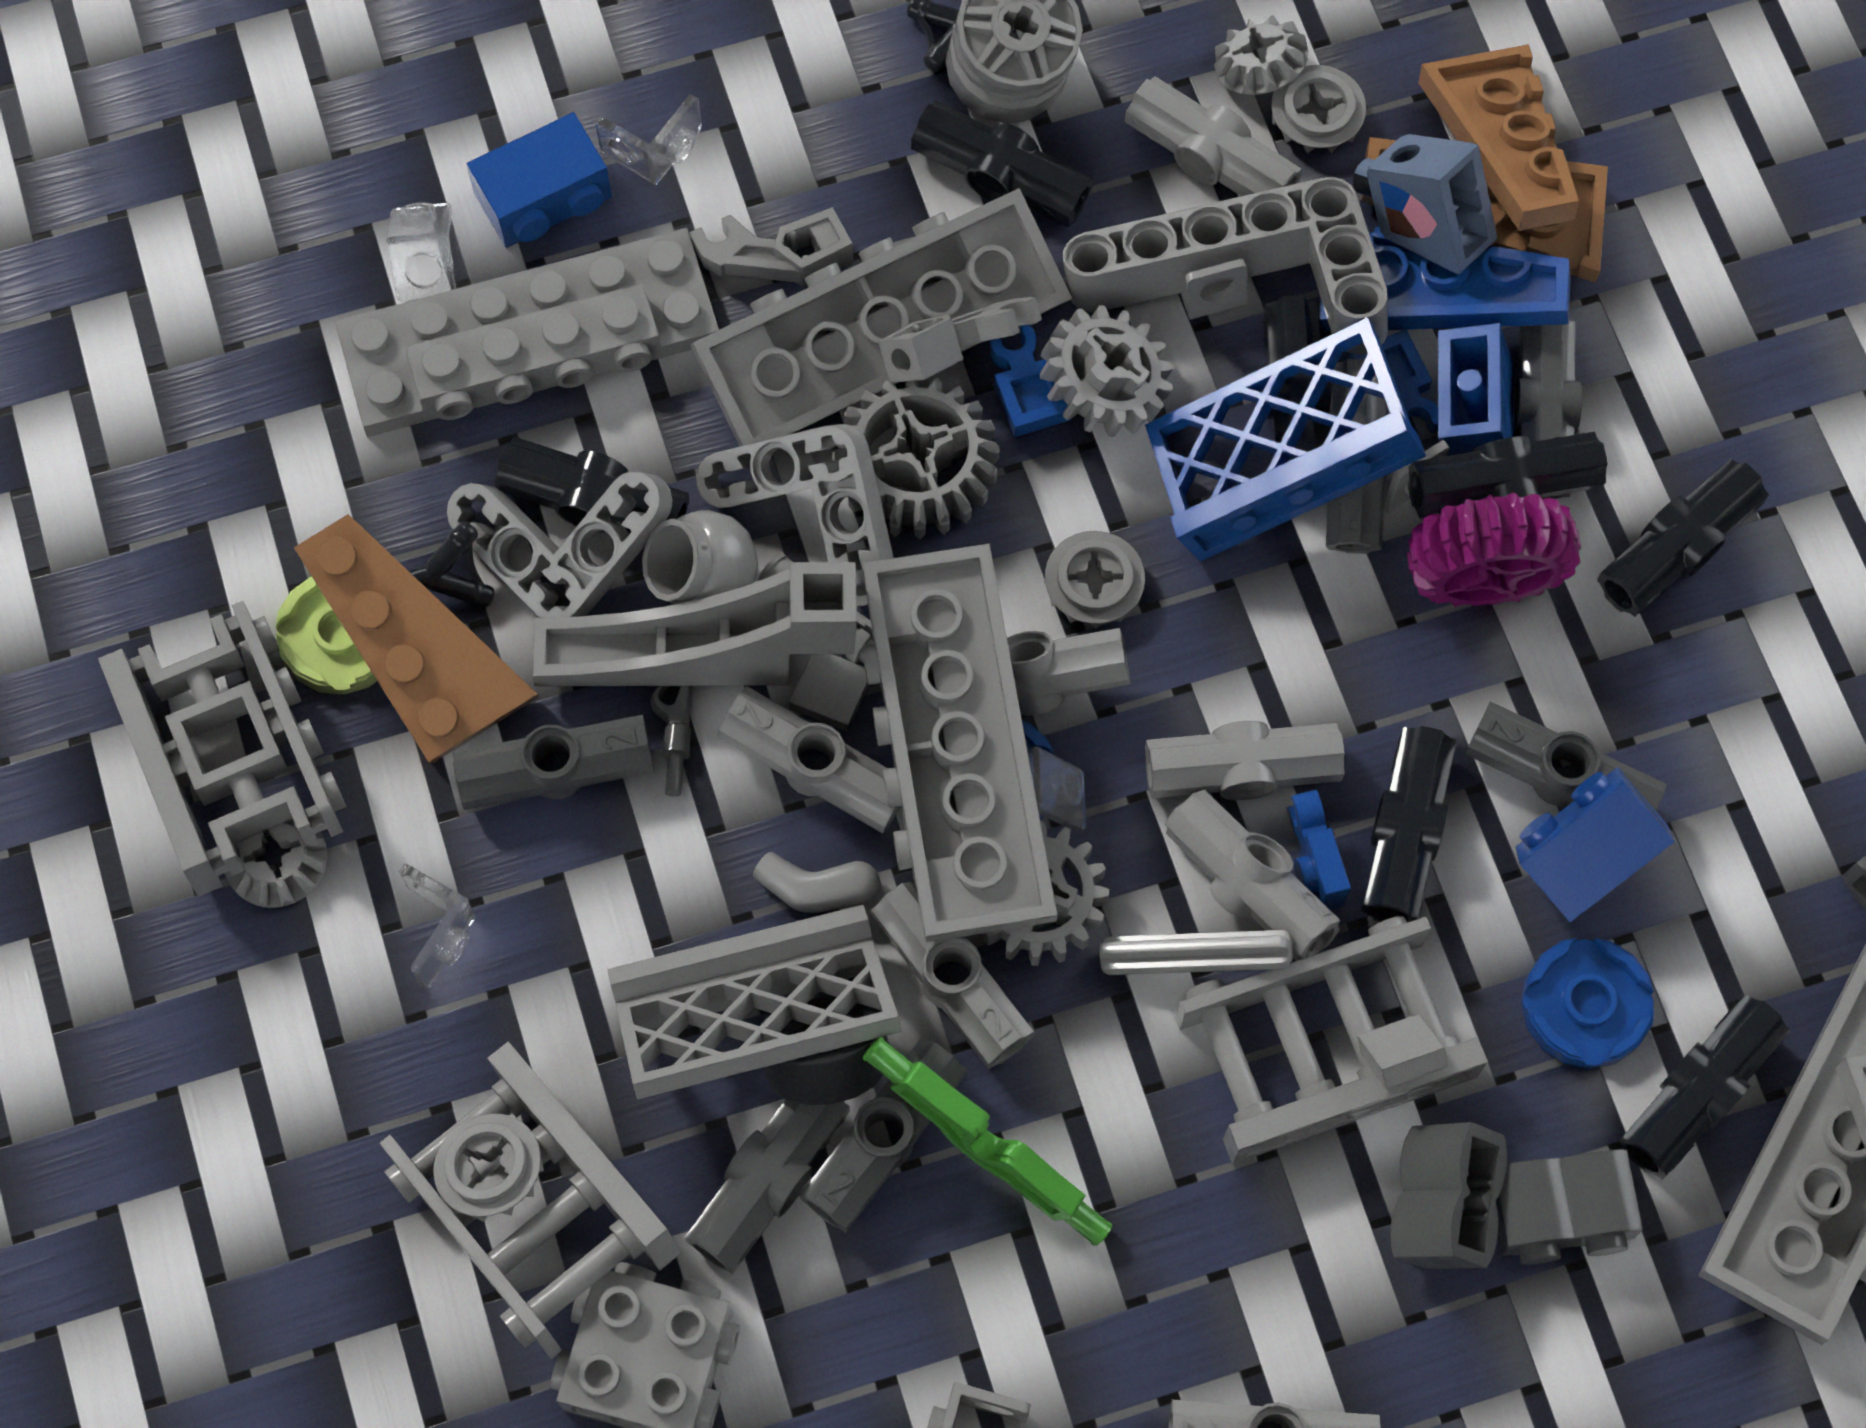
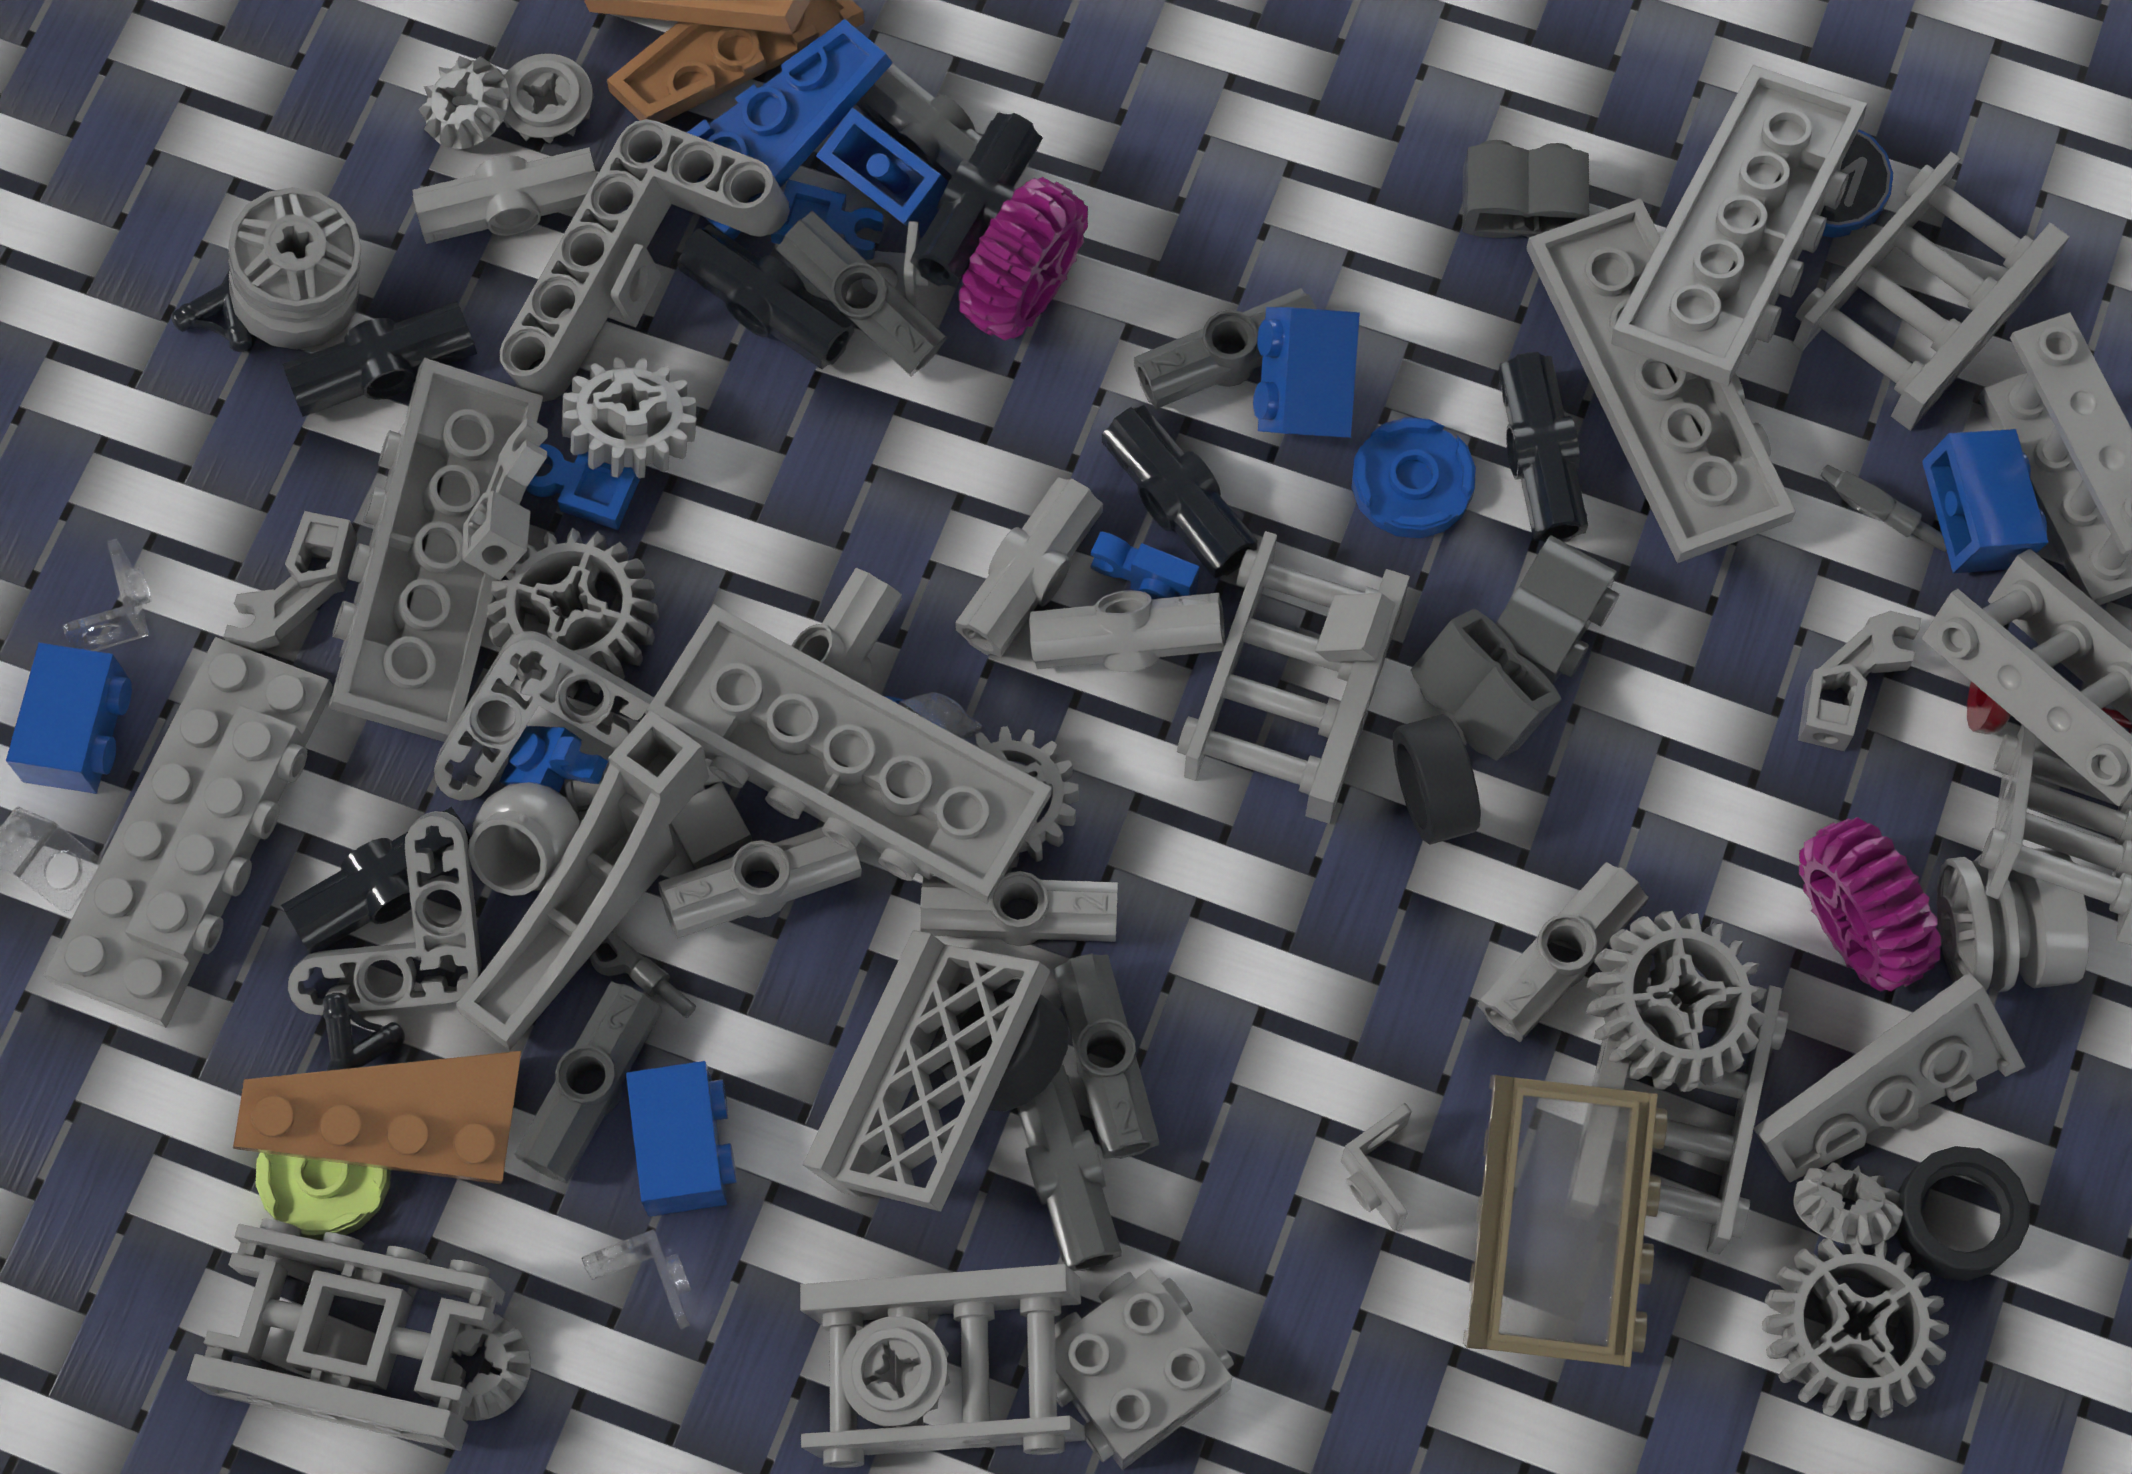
camera: 50 degrees left, 0 degrees up
(560, 862) = (678, 1138): none -> blue brick
(780, 529) = (549, 758): none -> blue plate
(818, 891) = (867, 960): light grey arm -> none
(967, 1130) = (1158, 986): bright green piece -> none
(1116, 562) = (786, 535): light grey gear -> none
(1196, 952) = (1154, 716): light grey axle -> none
(1293, 485) = (853, 346): blue fence -> none
(1331, 1218) = (1436, 779): none -> black tyre
(1431, 198) = (708, 73): sand blue torso -> none
(1683, 537) = (1119, 125): black piece -> none

